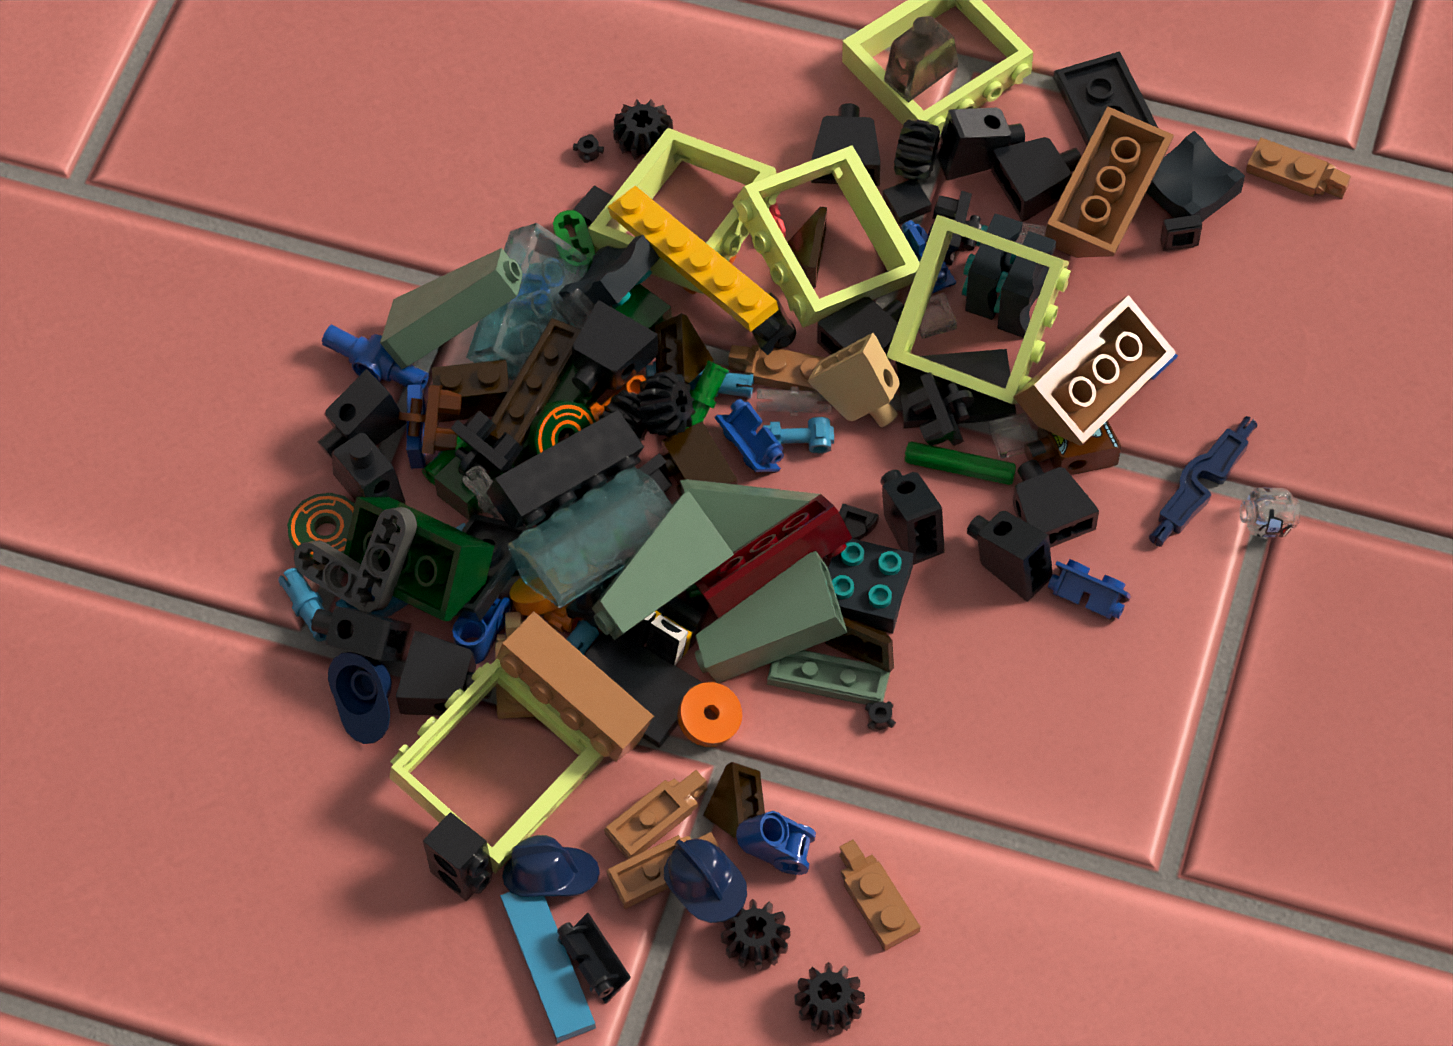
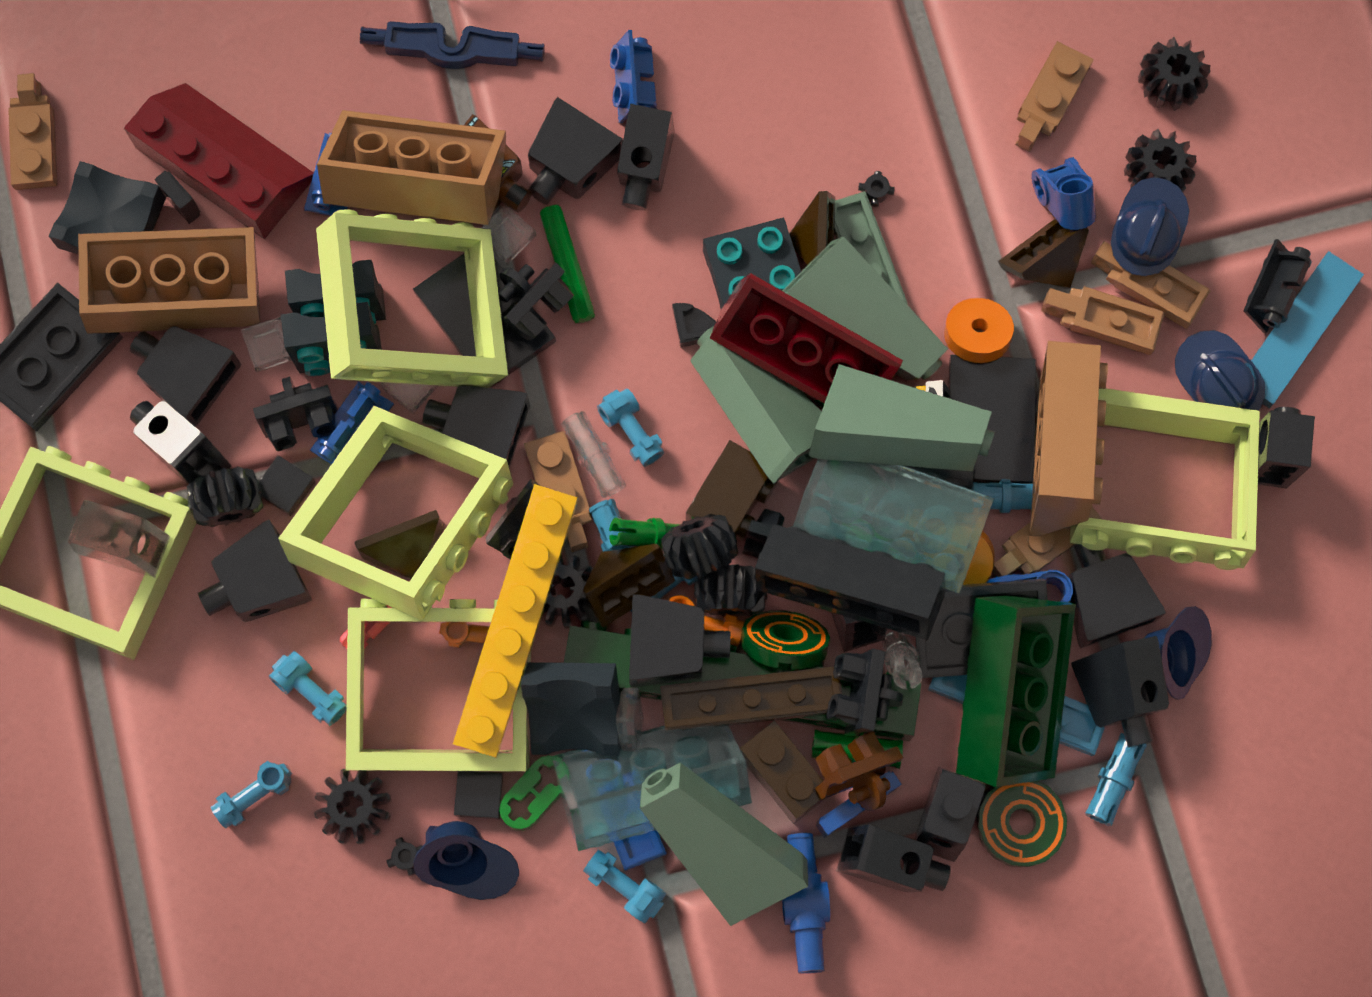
camera: 125 degrees left, 15 degrees up
(369, 571) = (1071, 782): dark grey beam -> none
(449, 260) = (643, 899): none -> dark azure bar
(562, 172) = (465, 863): none -> dark blue piece
(697, 93) = (270, 778): none -> dark azure bar
(710, 322) = (564, 607): none -> black gear
(759, 449) = (660, 480): blue hinge -> none
(762, 138) = (292, 673): none -> dark azure bar
(858, 381) = (548, 392): tan torso -> none
(908, 501) = (666, 249): black torso -> none
(1201, 272) = (219, 157): none -> dark red slope

